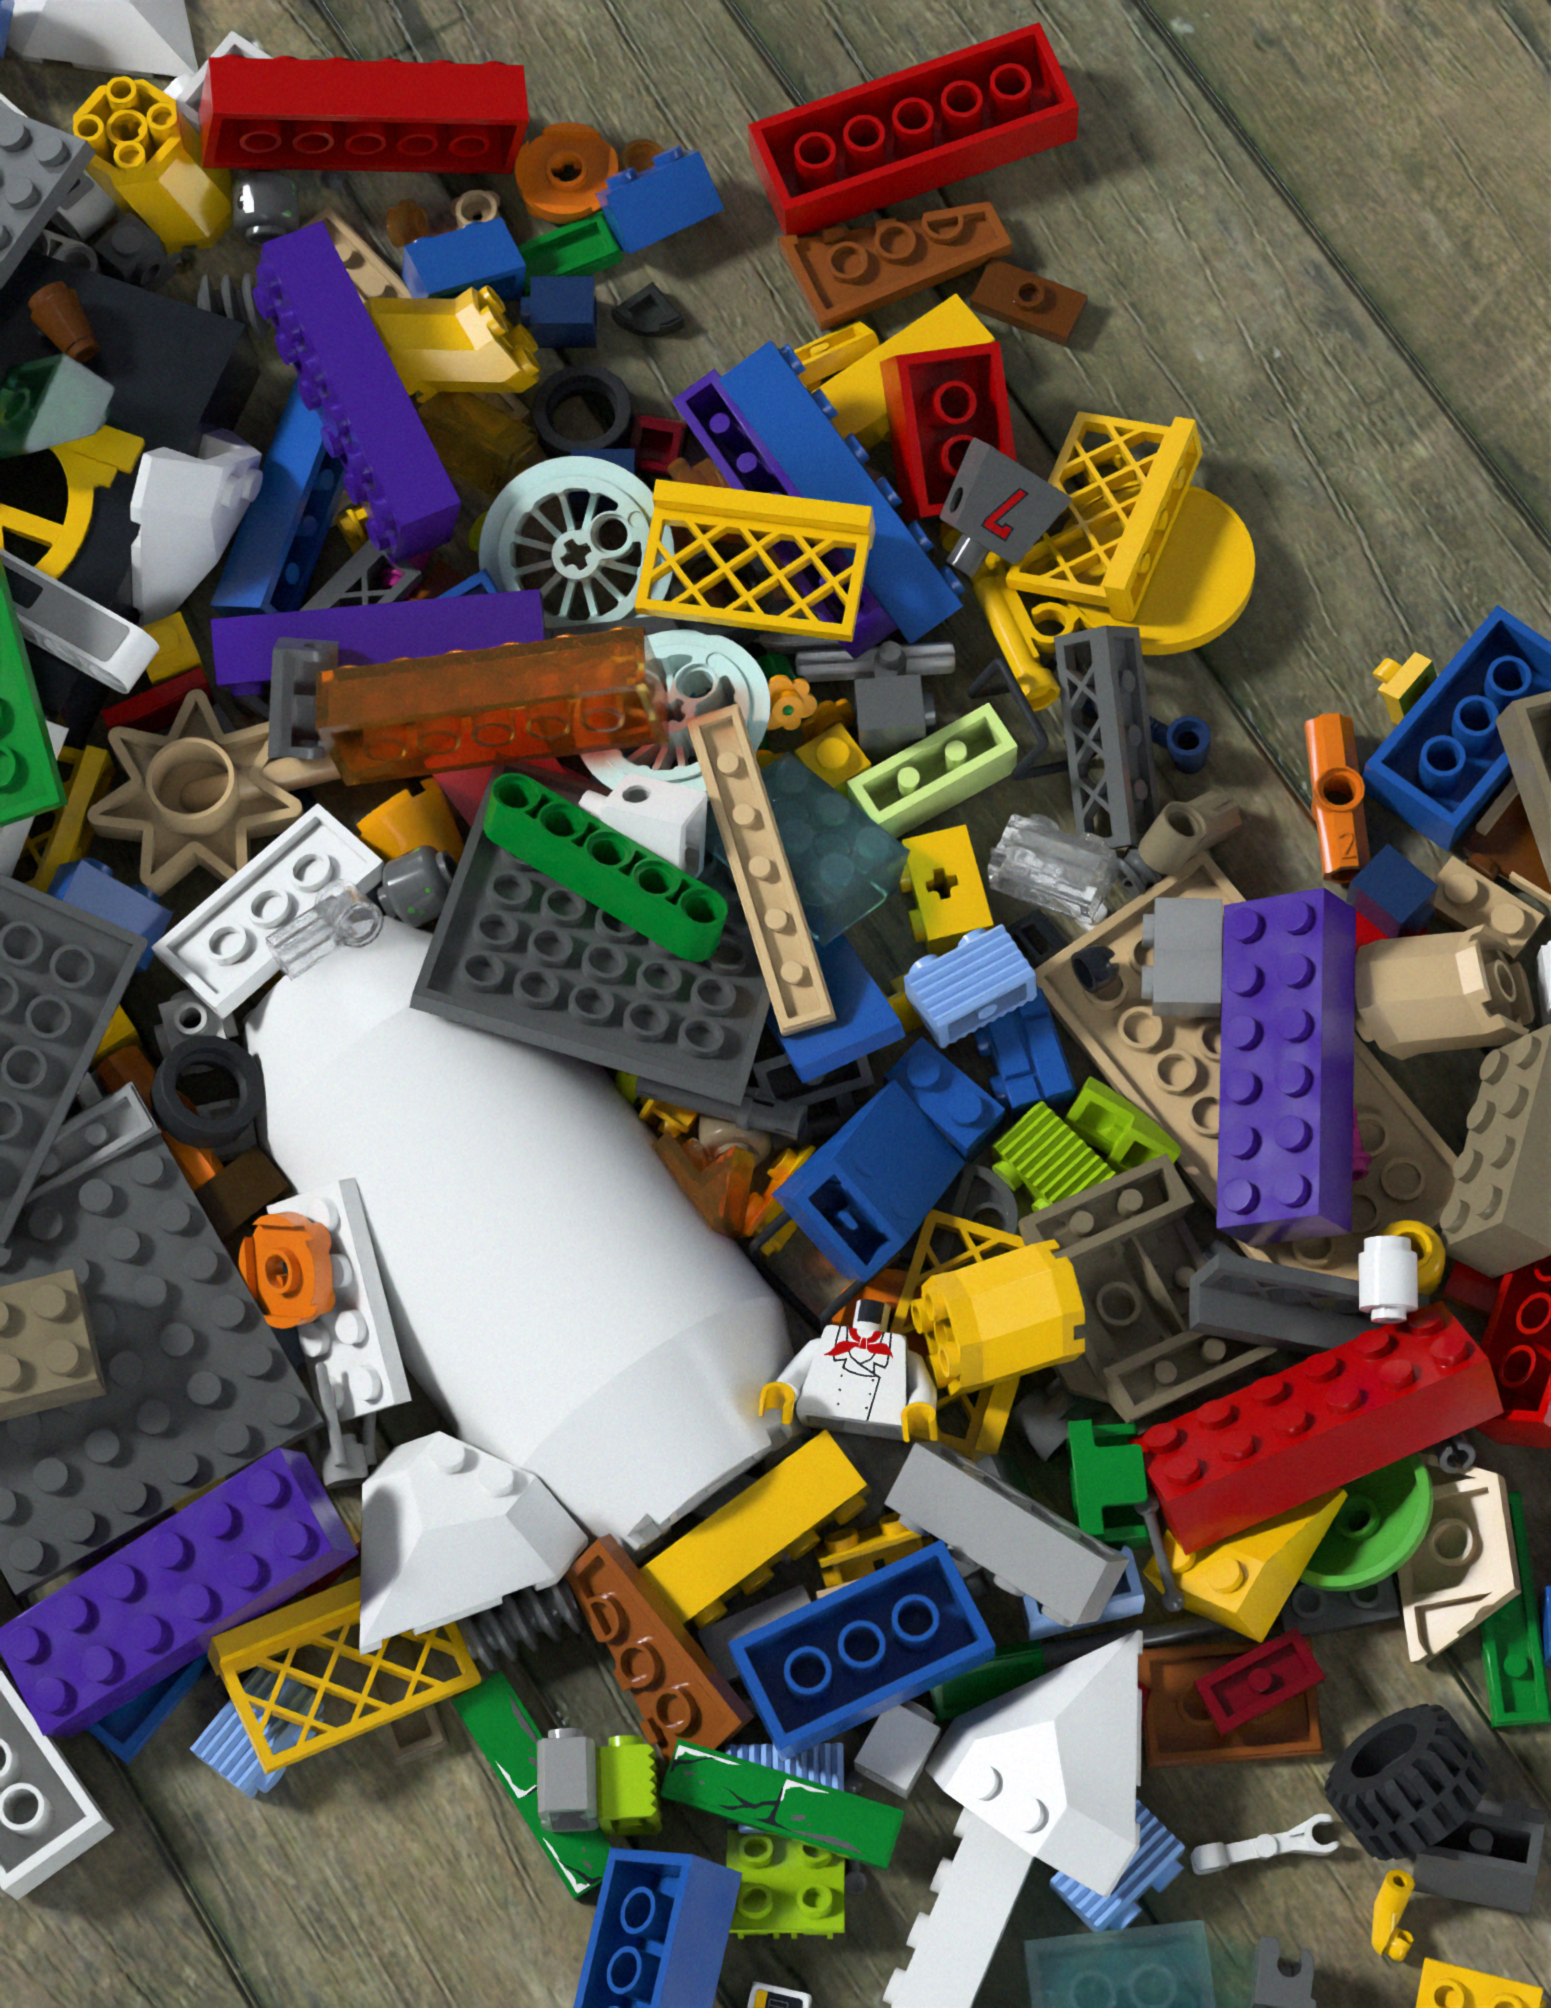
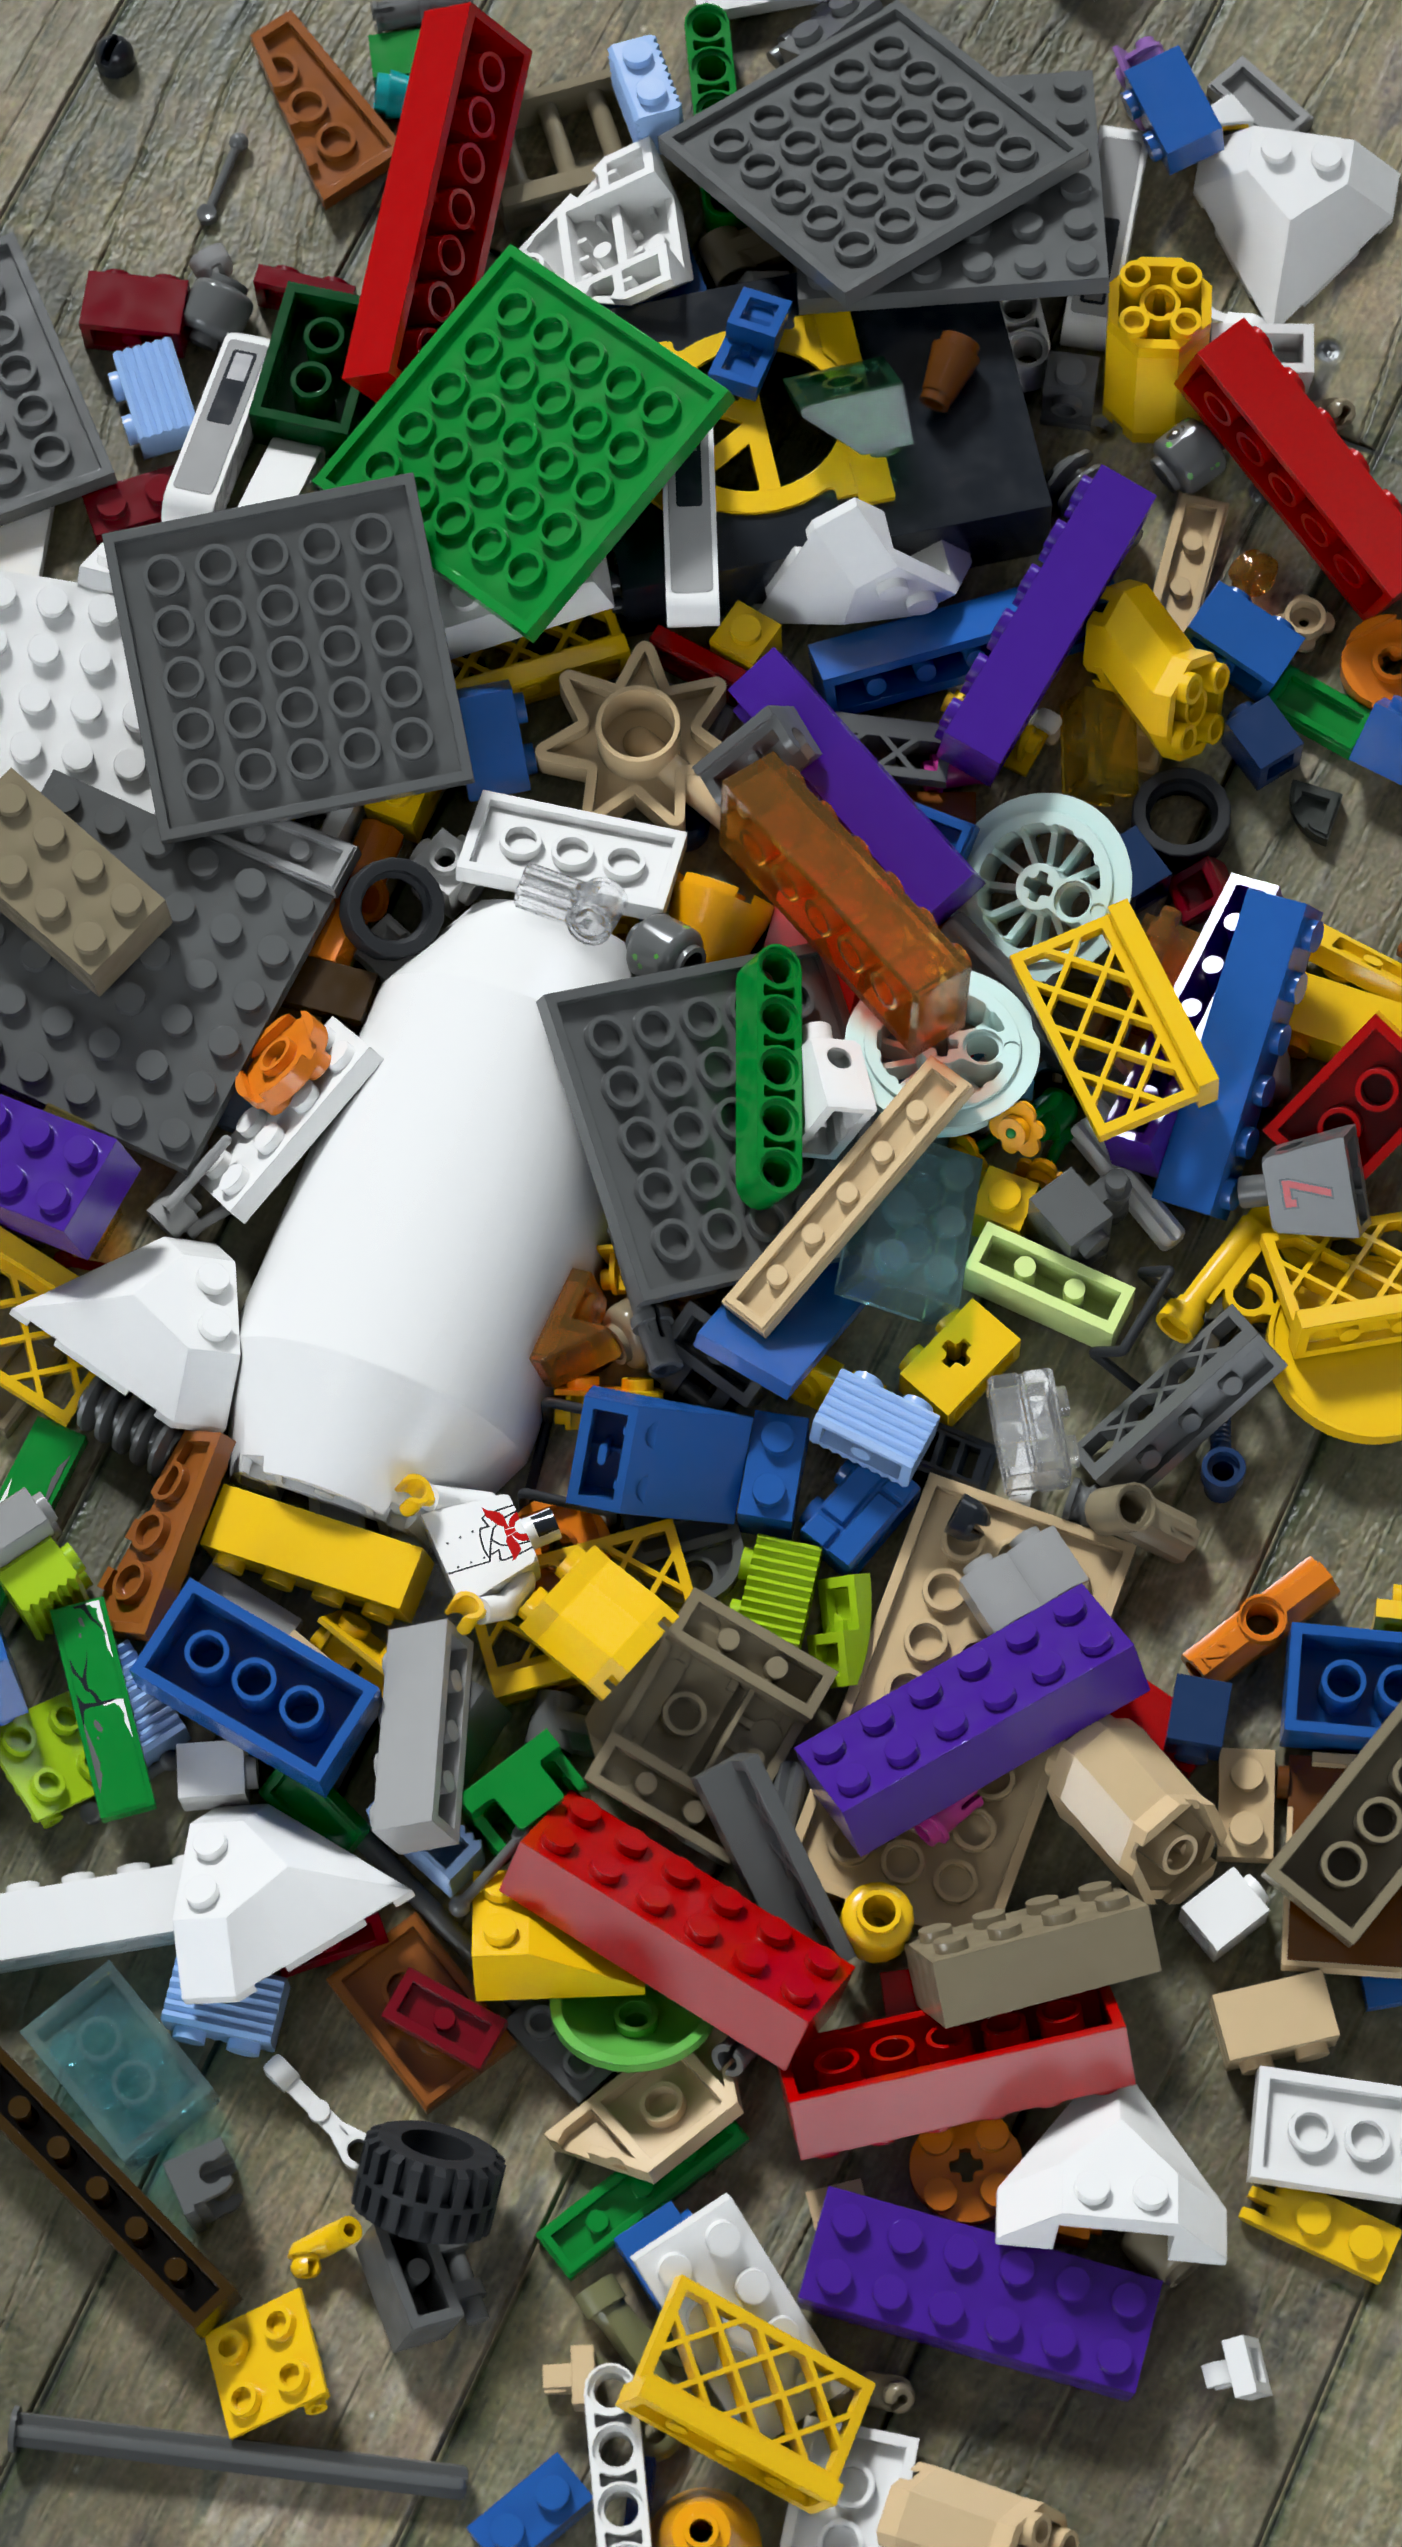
camera: 55 degrees right, 0 degrees up
(1388, 1279) = (833, 1906): white brick -> none

